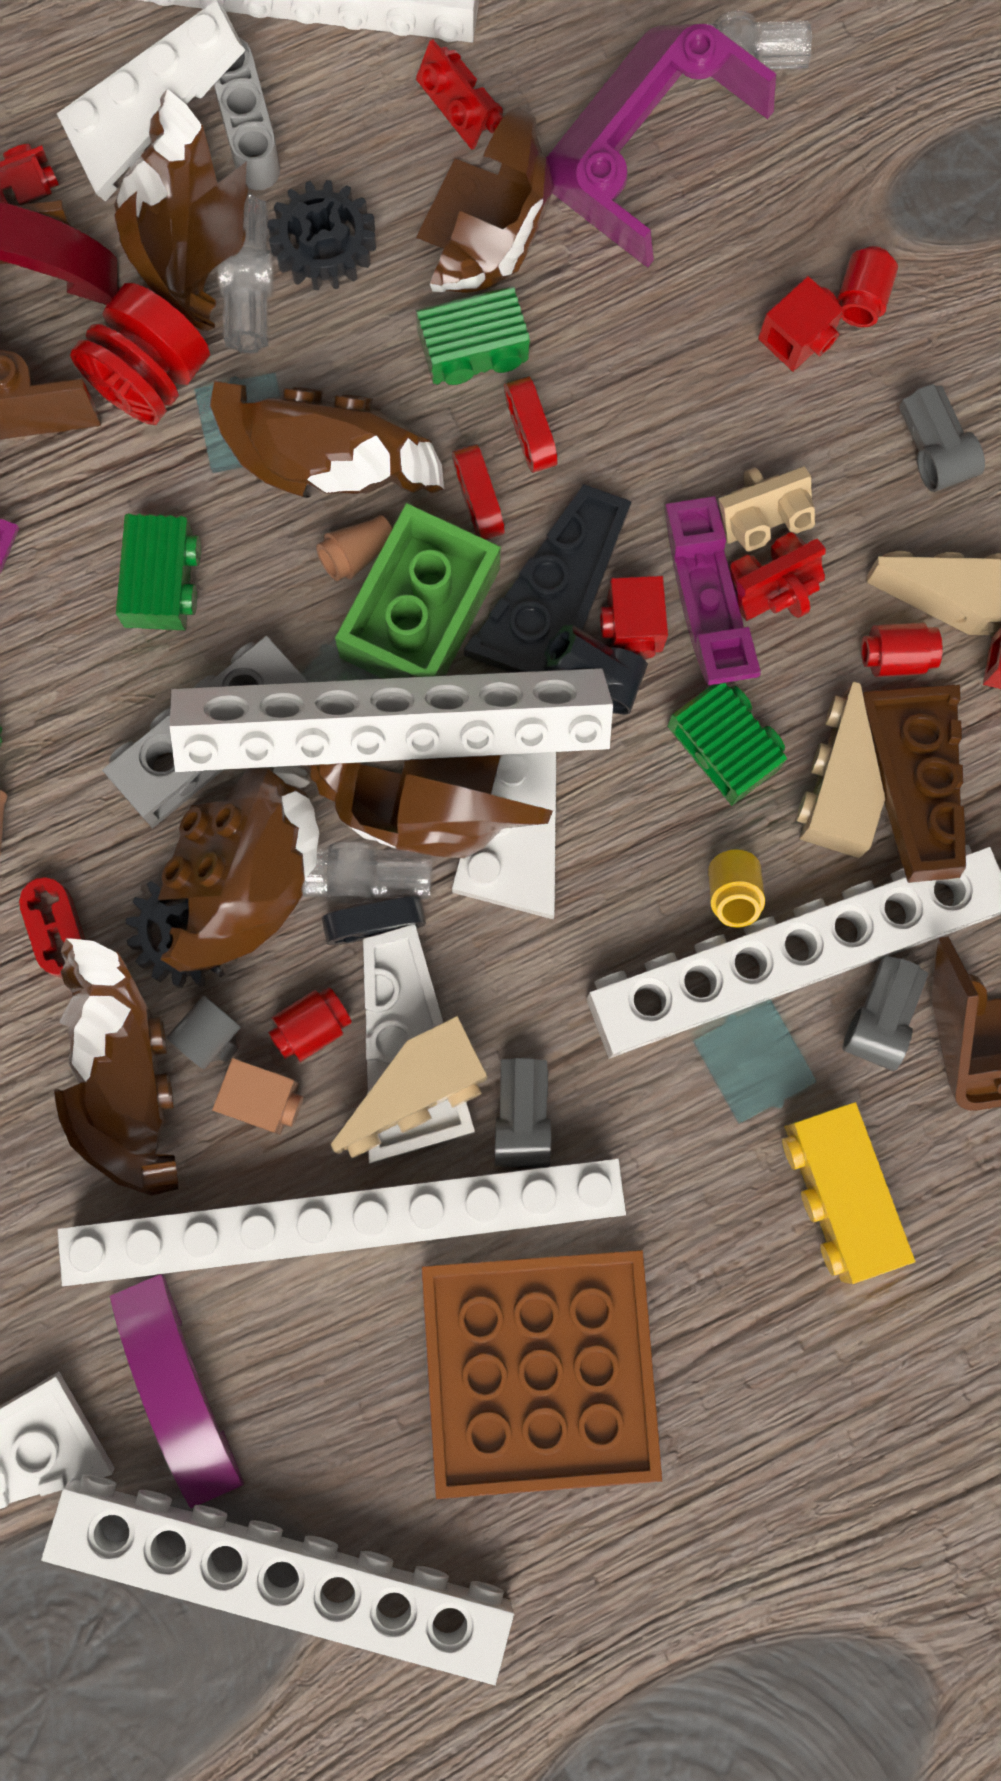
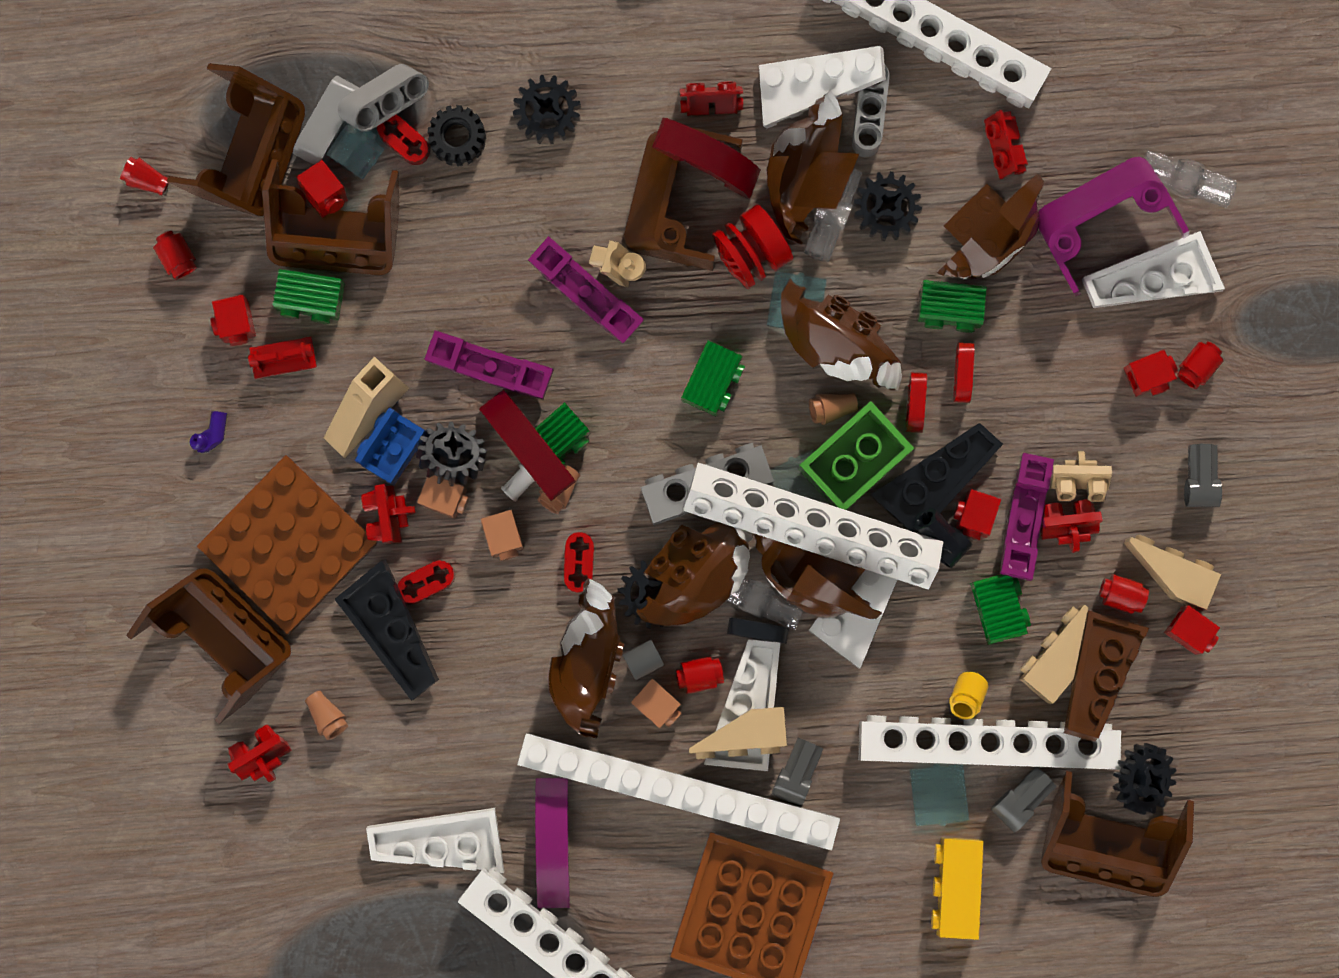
camera: 30 degrees right, 5 degrees up
(754, 186) = (1162, 273): none -> white wing

